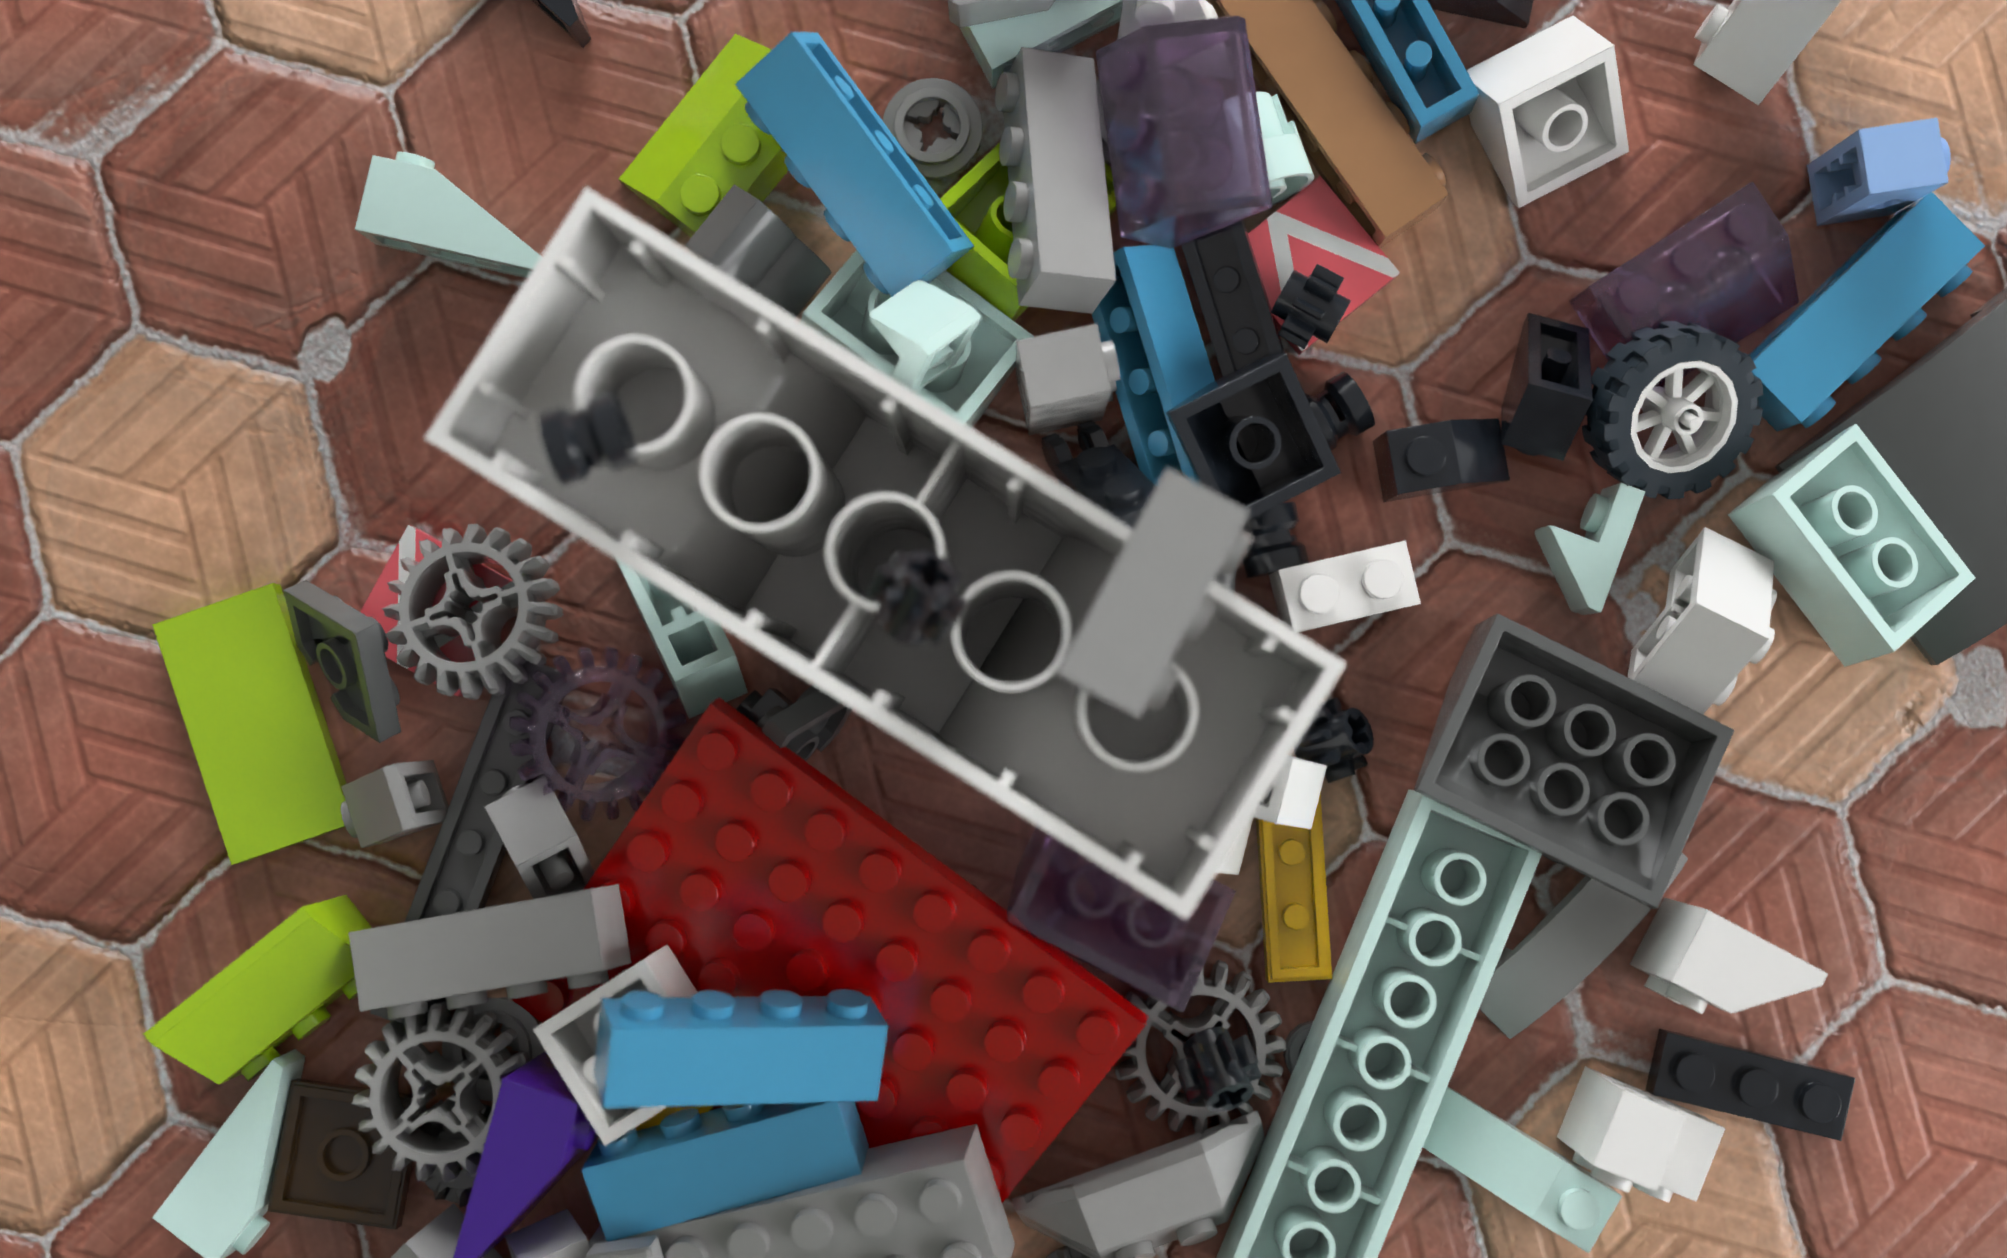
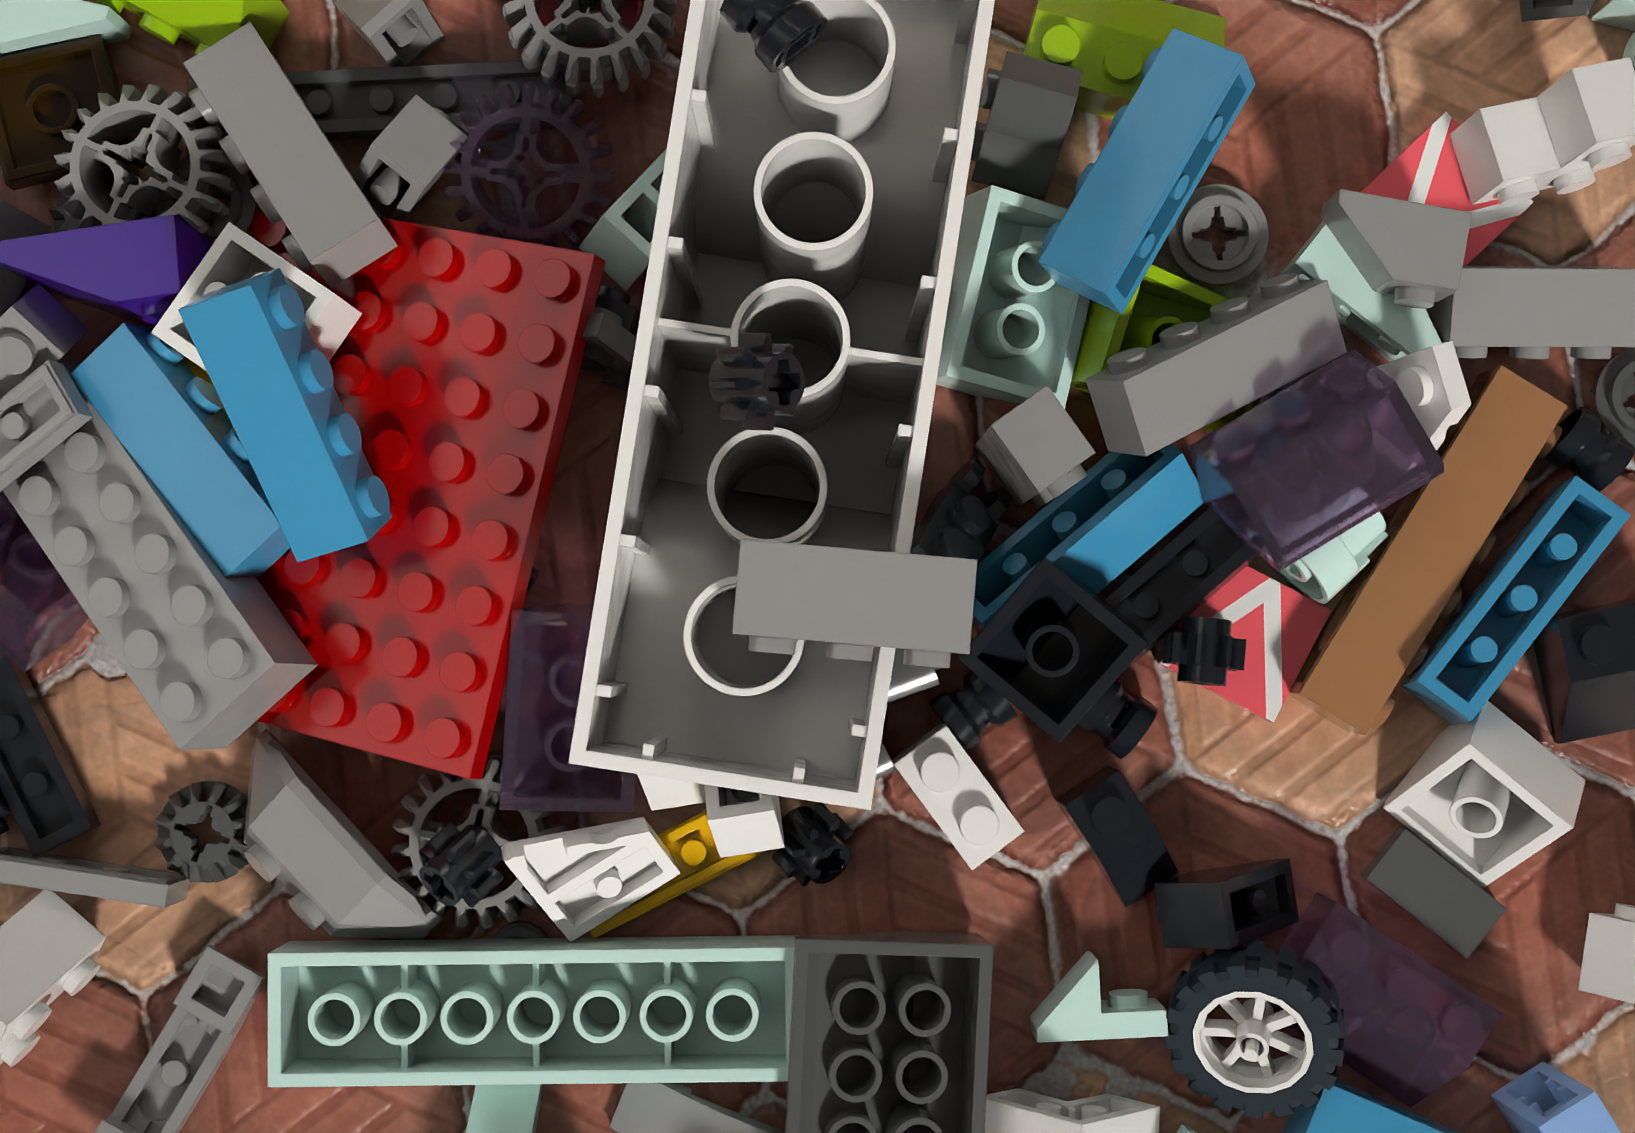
camera: 60 degrees right, 0 degrees up
(925, 331) = (1020, 301): light aqua slope -> none
(1272, 953) = (591, 871): none -> white wing
(1614, 196) = (1433, 892): none -> dark grey tile

